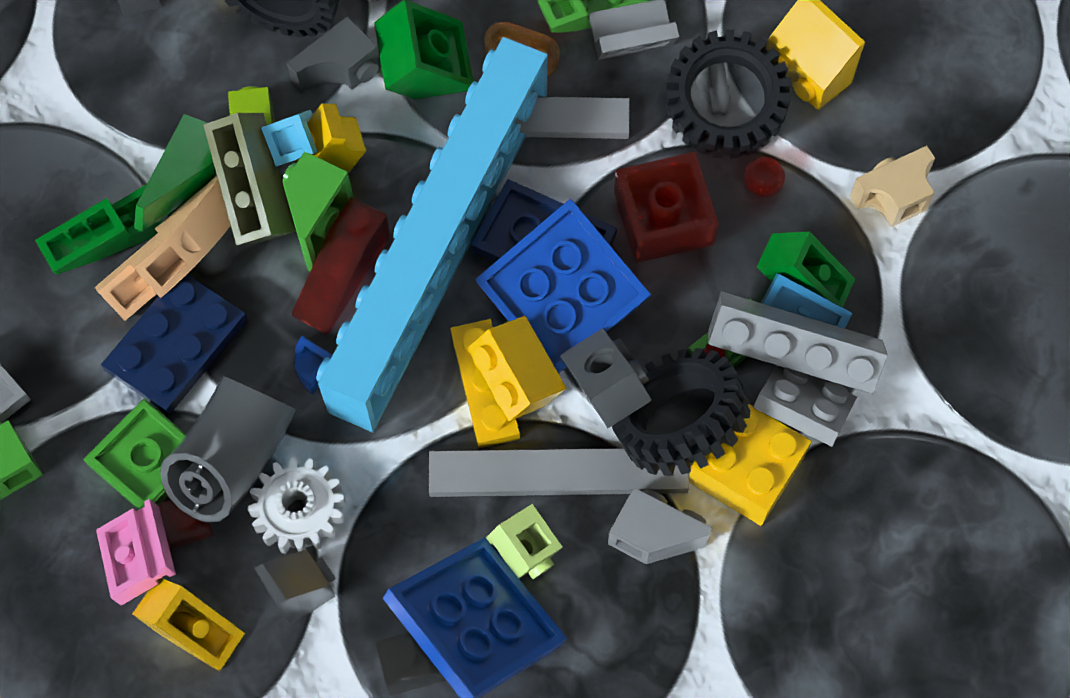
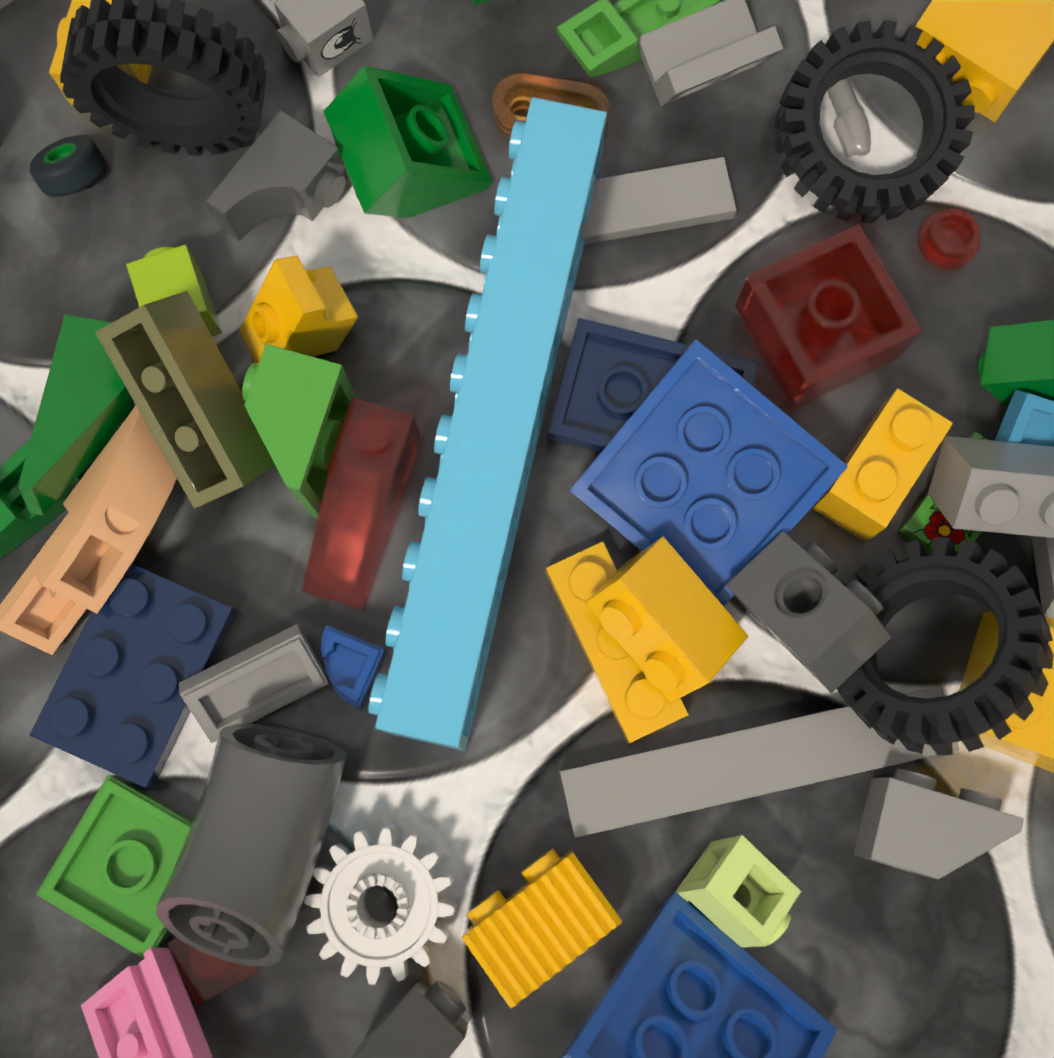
camera: 10 degrees left, 10 degrees up
(202, 26) = (67, 166): none -> black wheel
(249, 359) = (254, 682): none -> light grey tile
(289, 138) = (237, 322): medium azure panel -> none
(394, 537) = (539, 926): none -> yellow brick
(679, 305) = (883, 466): none -> yellow brick

